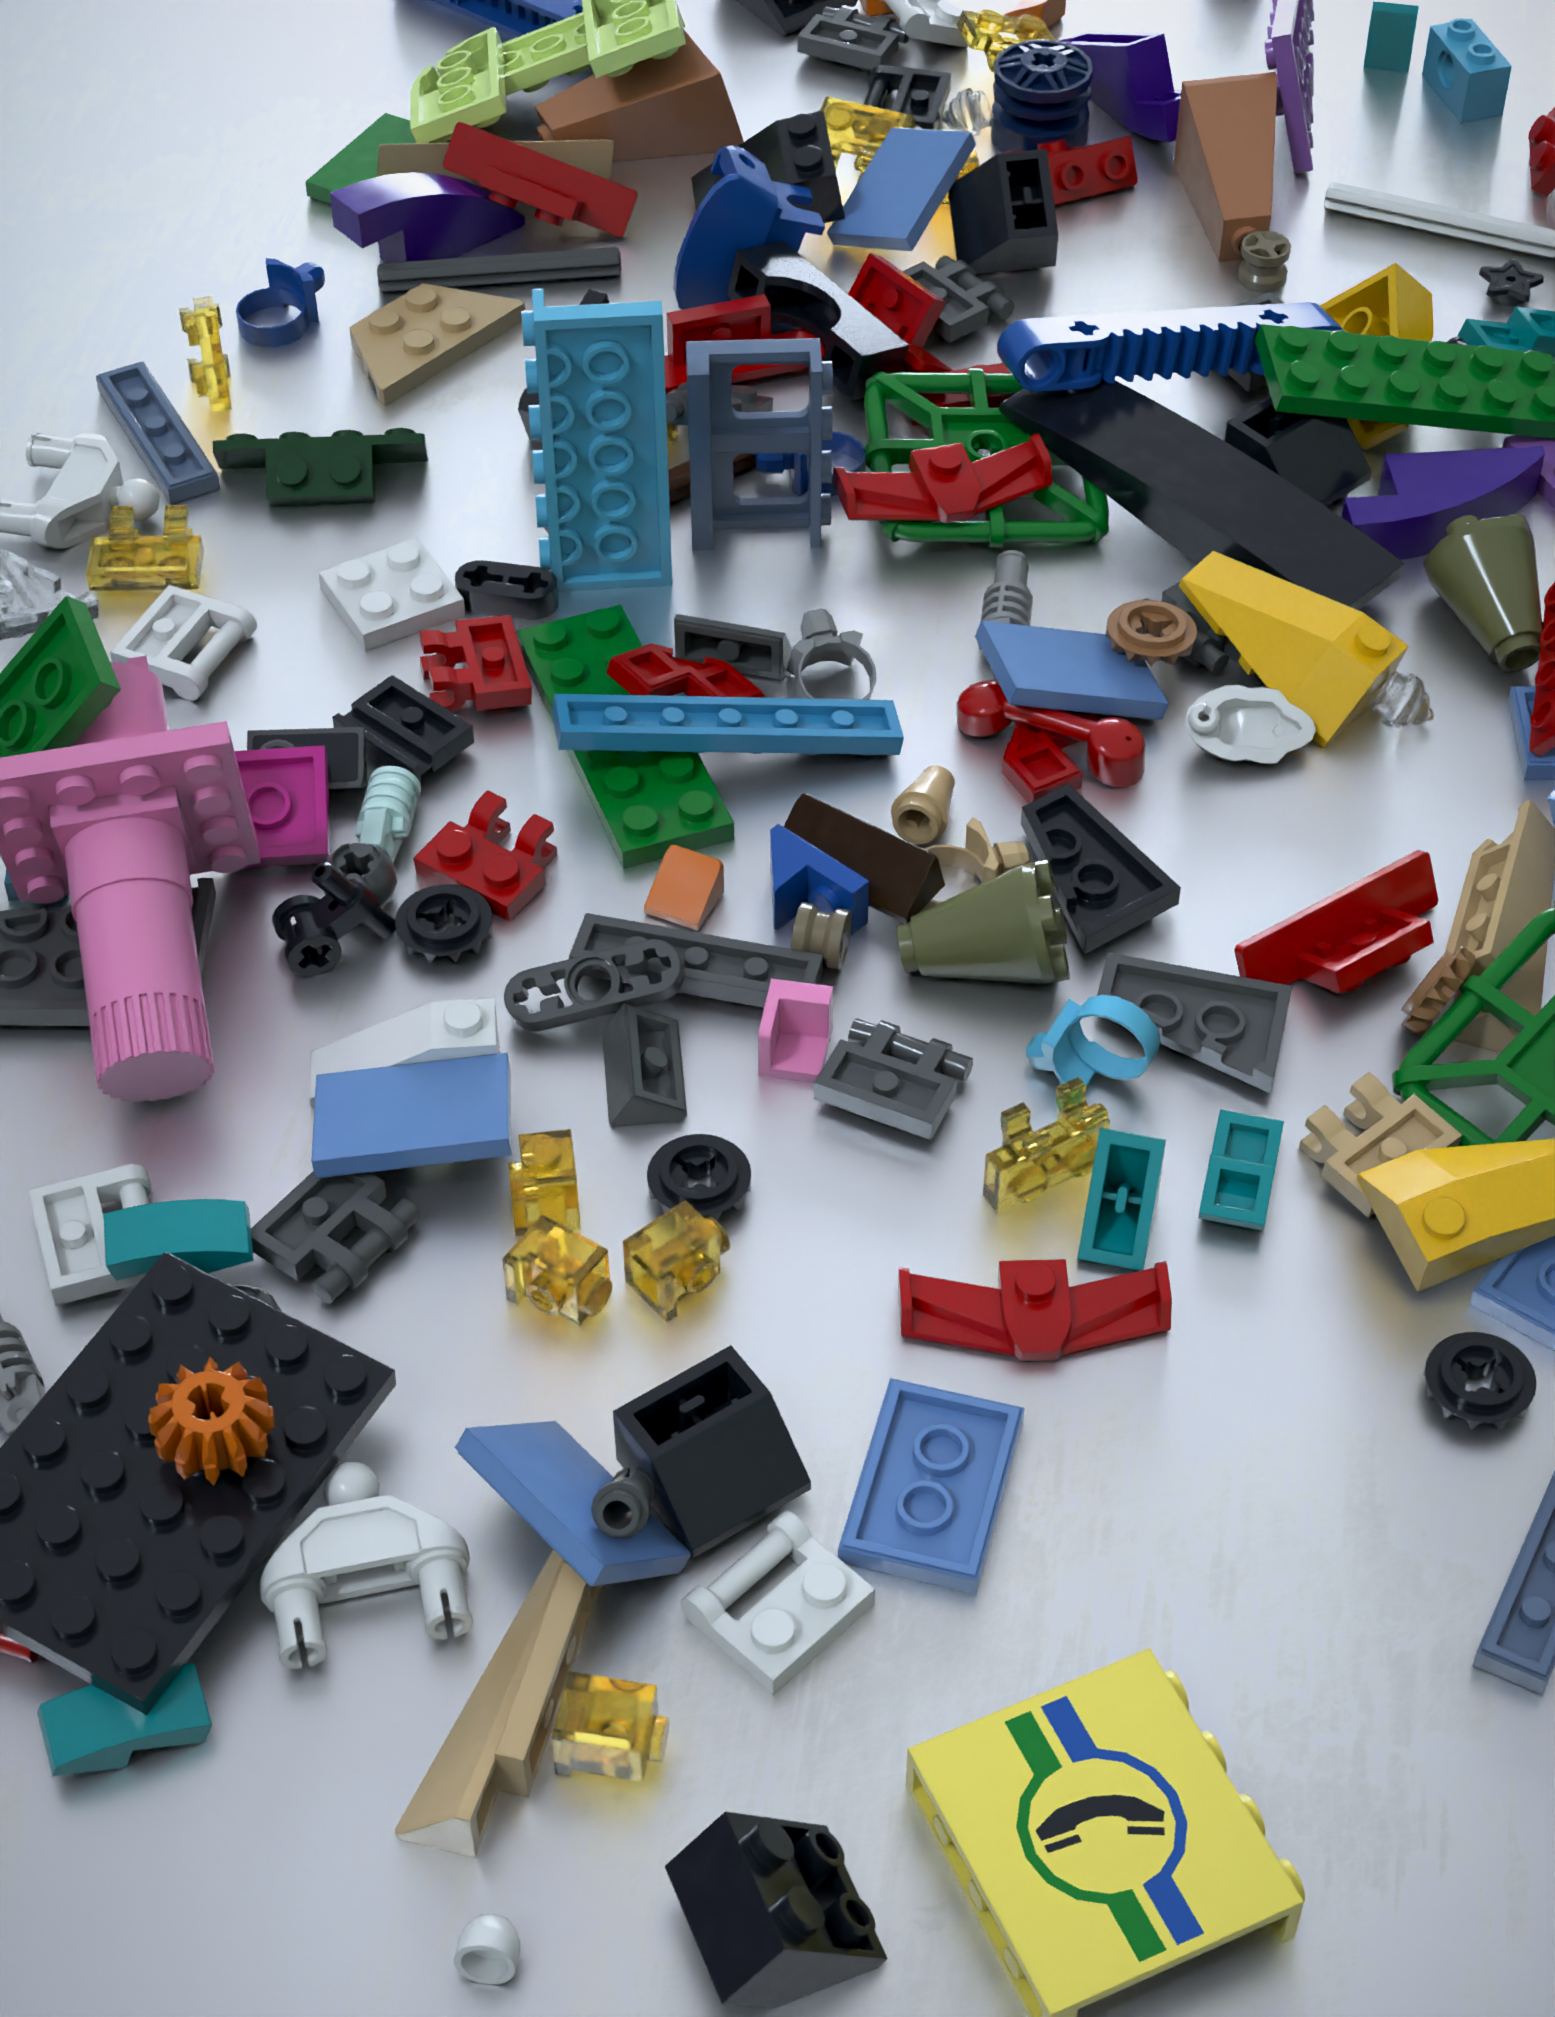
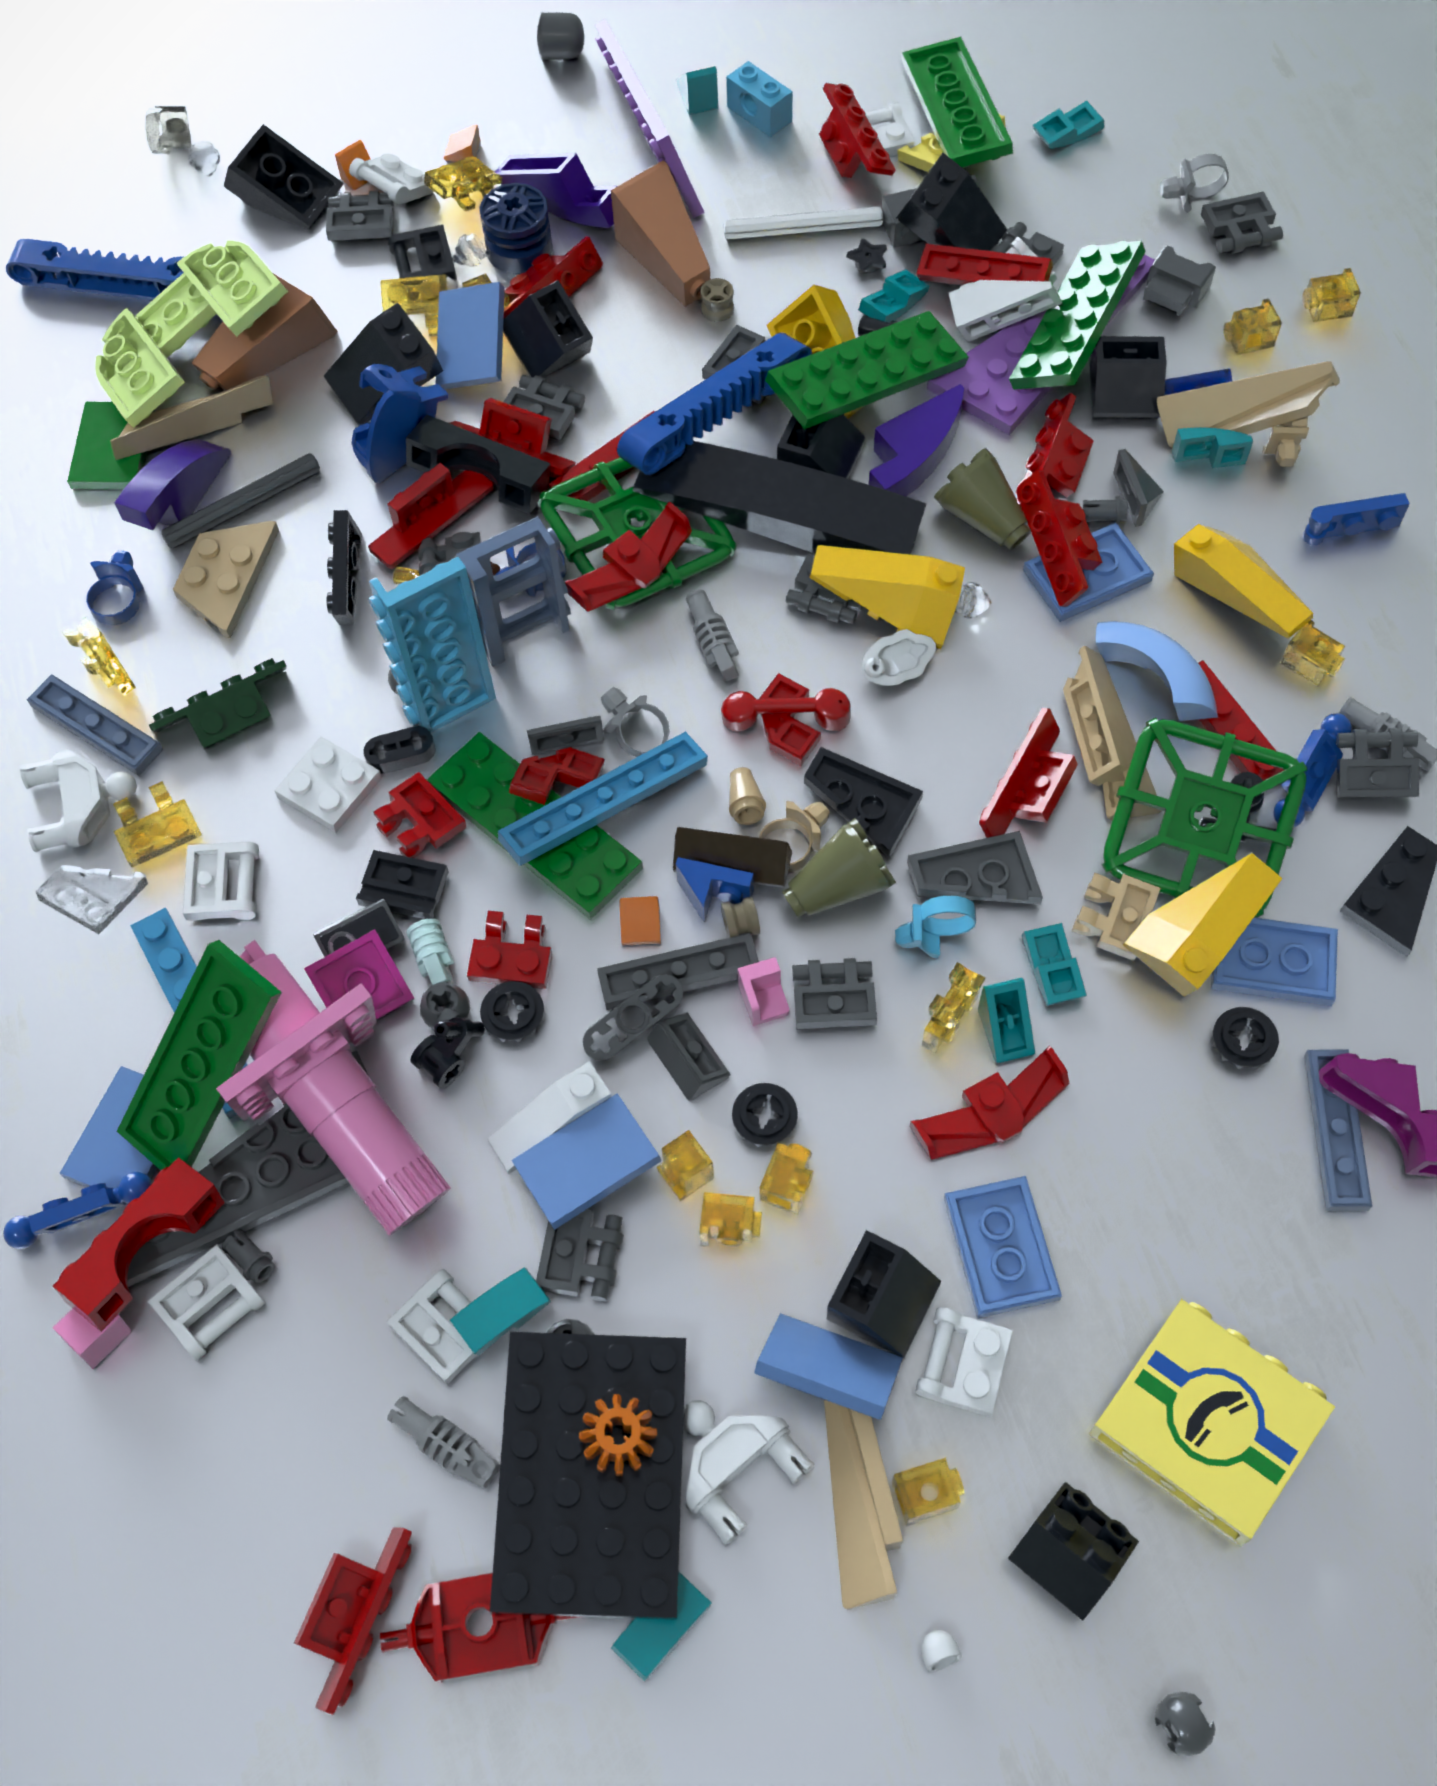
camera: 25 degrees left, 15 degrees up
(539, 180) = (232, 426): red bracket -> none
(618, 1497) = (868, 1363): dark grey pin -> none
(1068, 671) = (778, 665): medium blue tile -> none
(1156, 619) = (806, 606): medium nougat gear -> none
(1437, 989) = (1099, 798): medium nougat gear -> none

